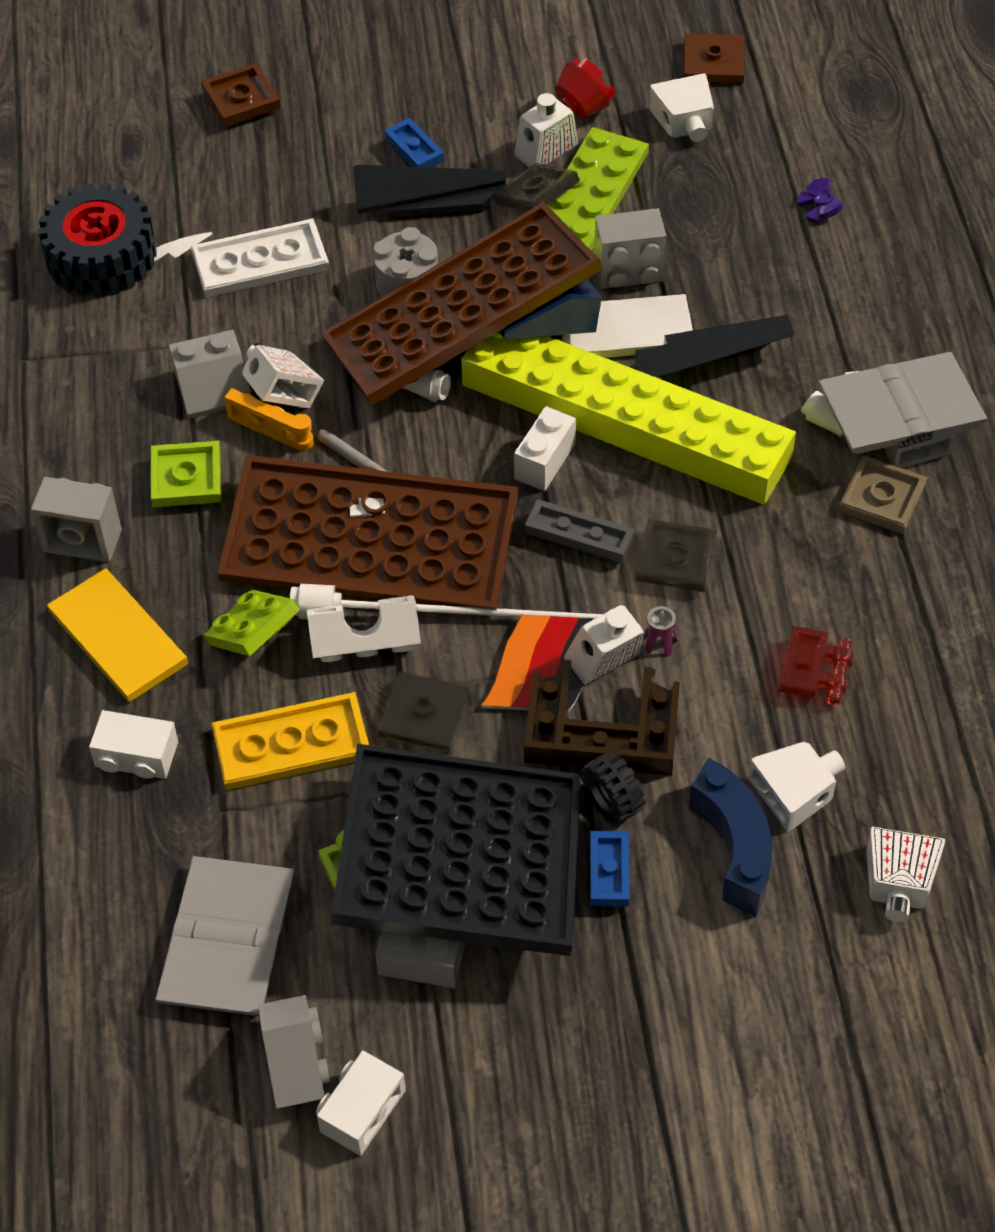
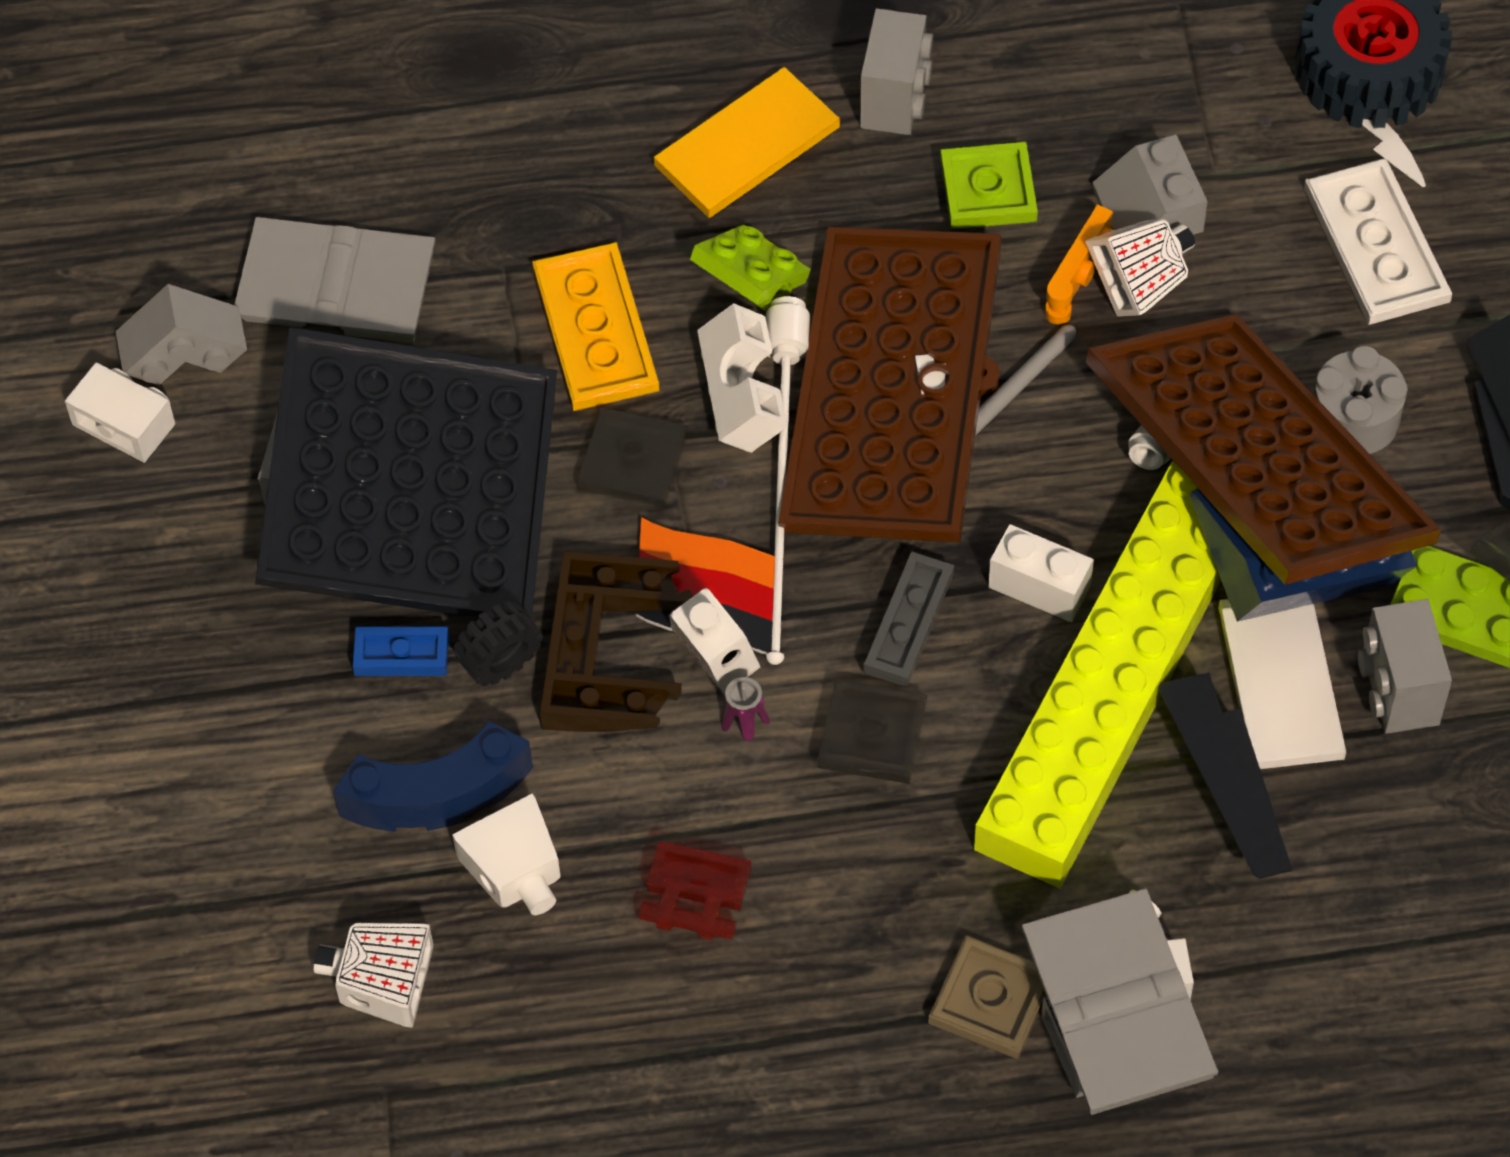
camera: 90 degrees right, 5 degrees up
(133, 744) = (581, 168): white brick -> none

